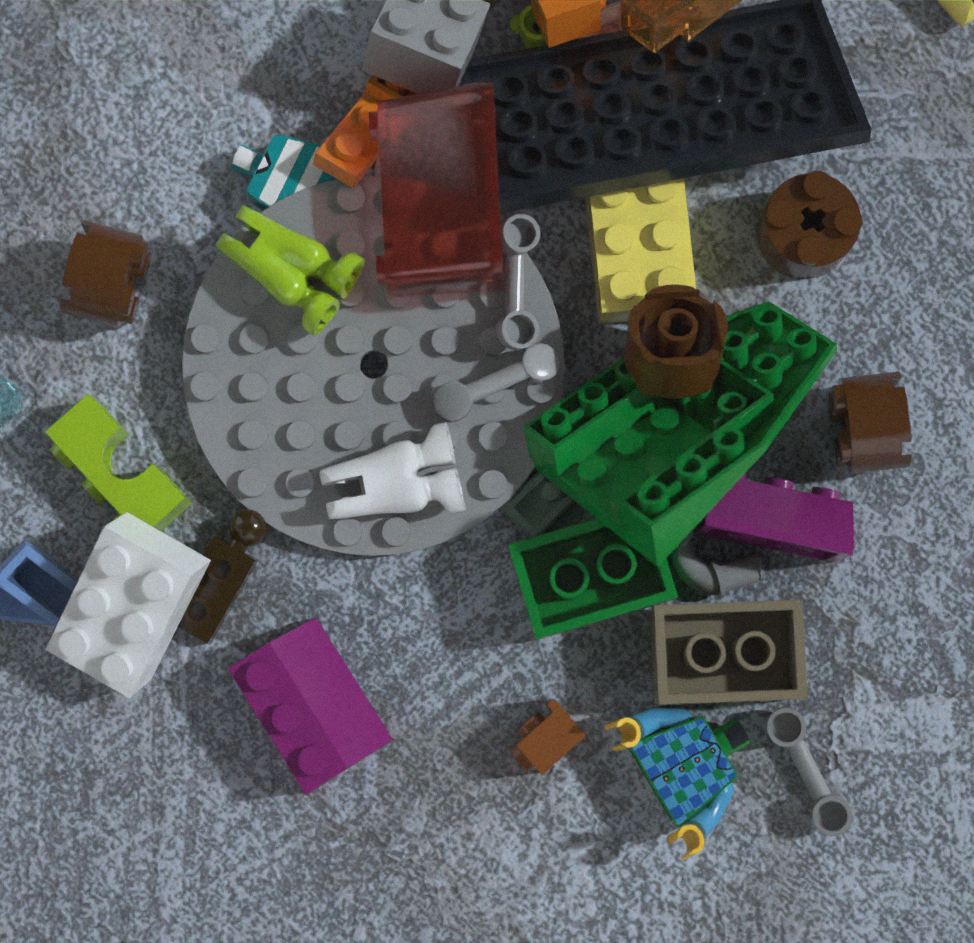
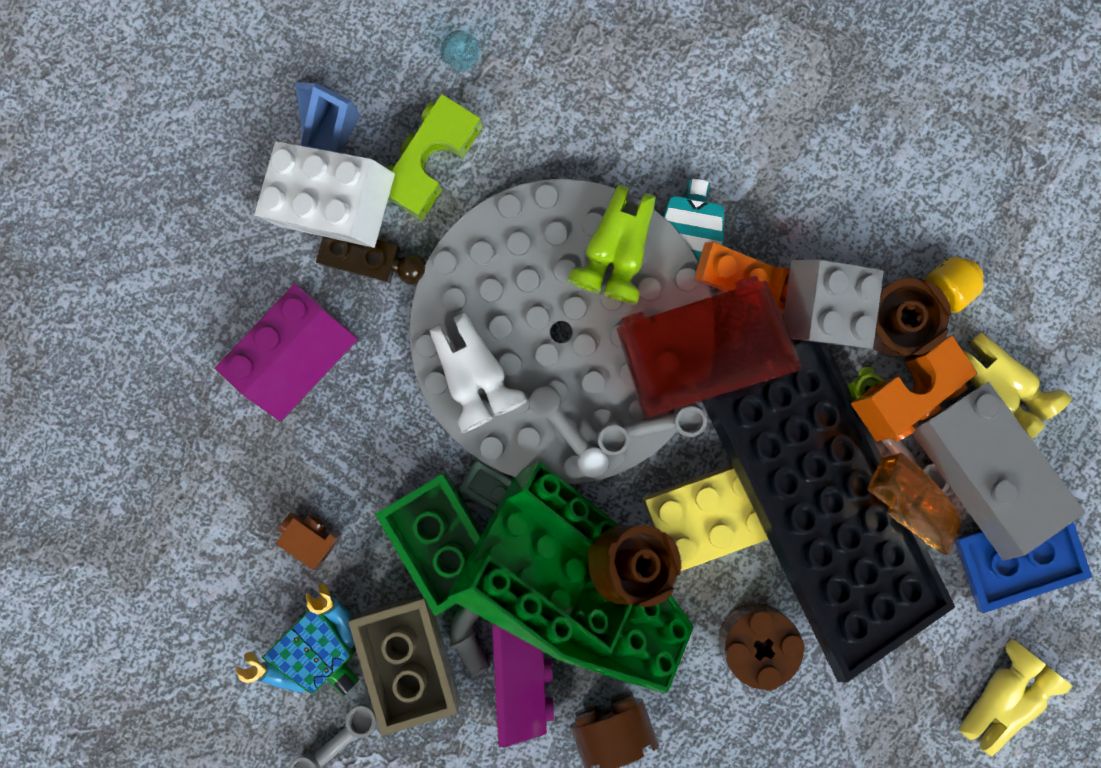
camera: 75 degrees right, 5 degrees up
(104, 274) = (576, 104): reddish brown brick -> none

